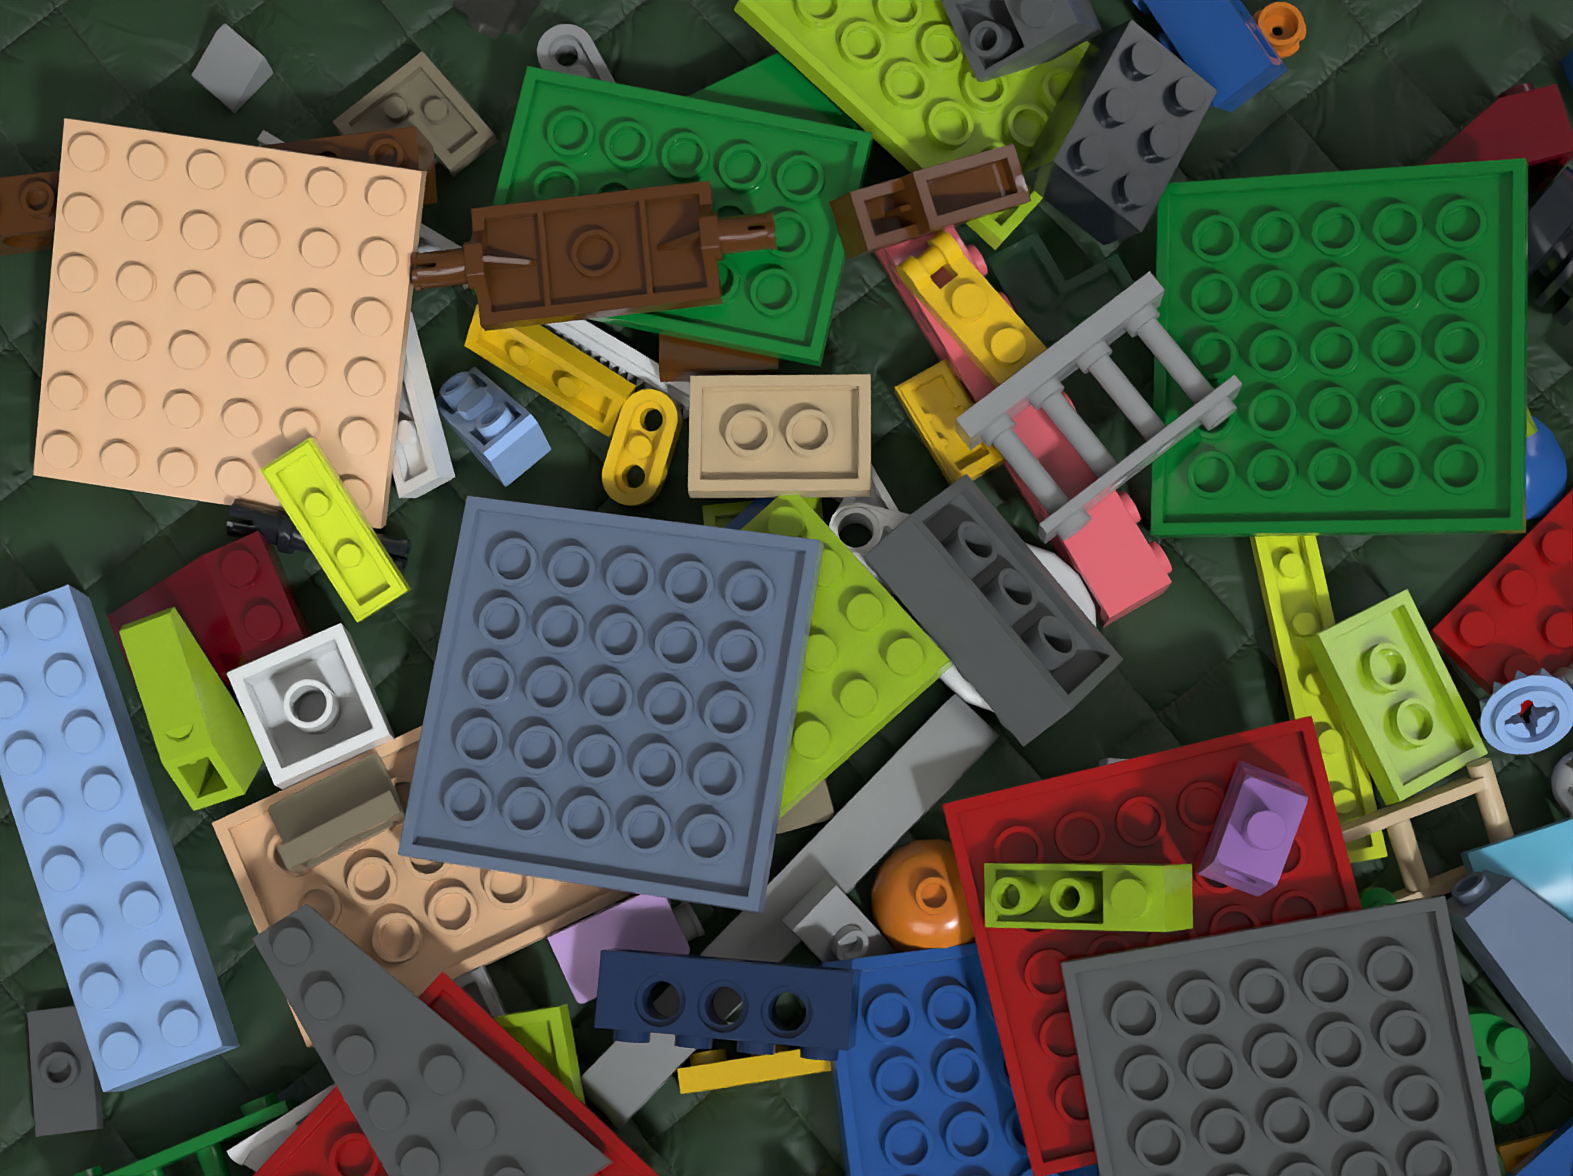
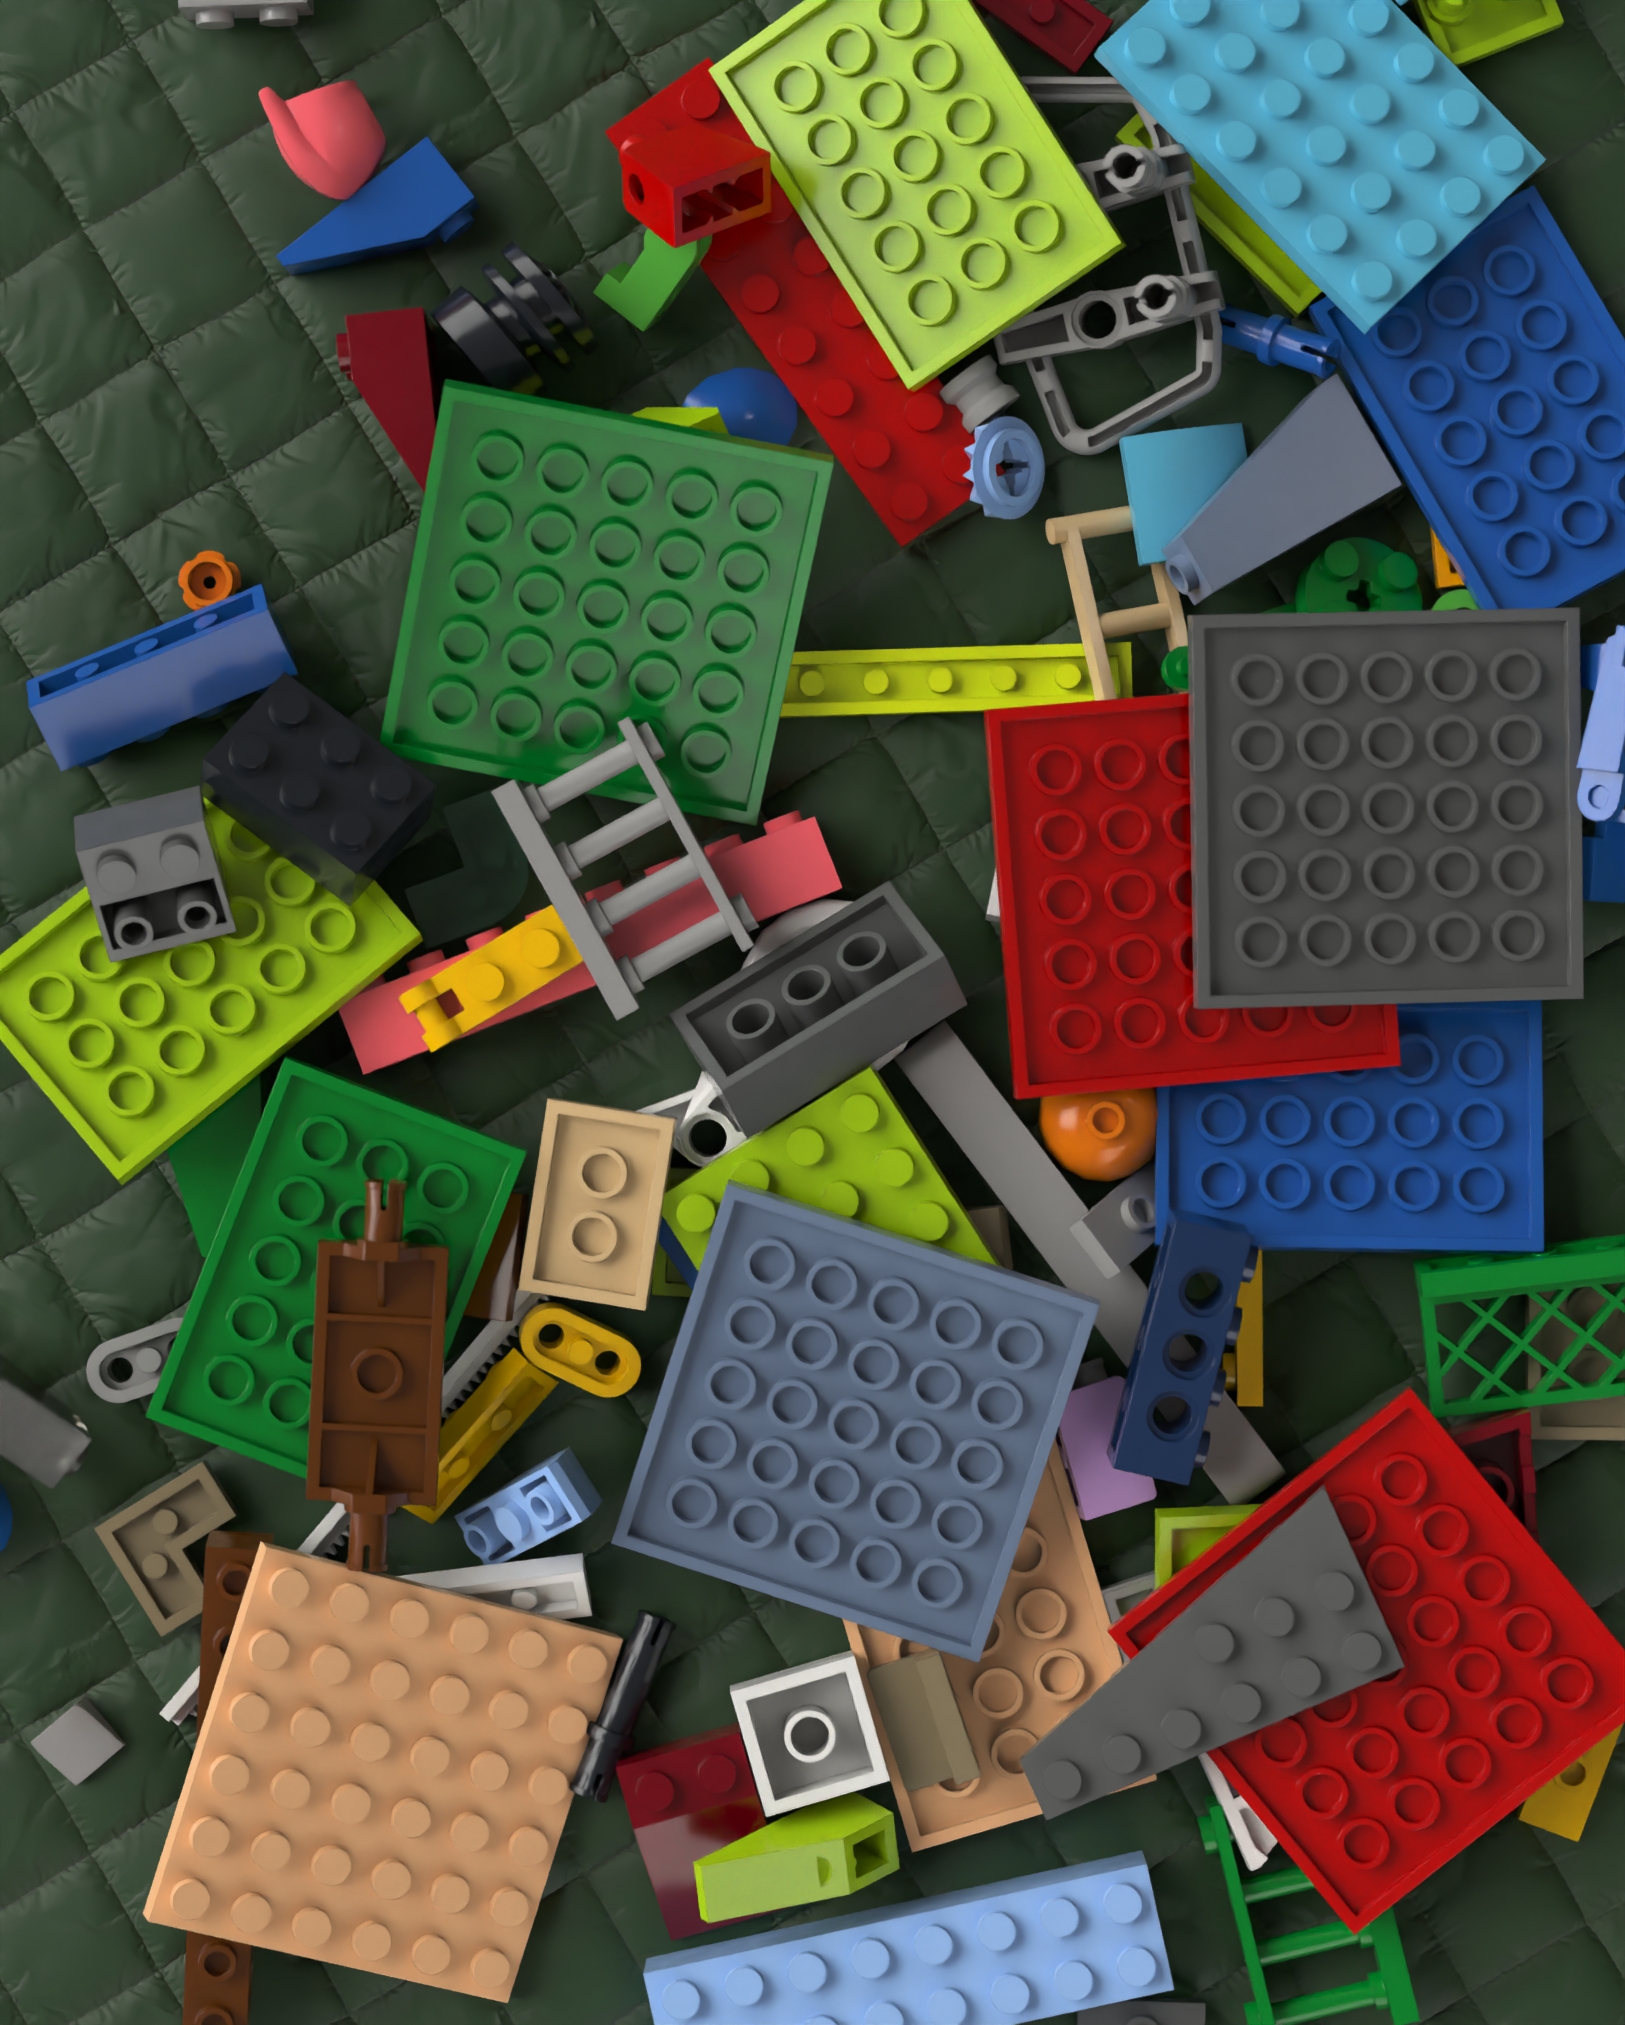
camera: 85 degrees left, 10 degrees up
(335, 529) = (623, 1686): neon yellow tile -> none
(929, 201) = (372, 1007): reddish brown slope -> none
(933, 404) = (586, 1026): yellow plate -> none
(1089, 896) = (1136, 967): lime slope -> none
(1254, 830) = (1092, 792): medium lavender torso -> none
(1396, 697) = (968, 602): lime plate -> none

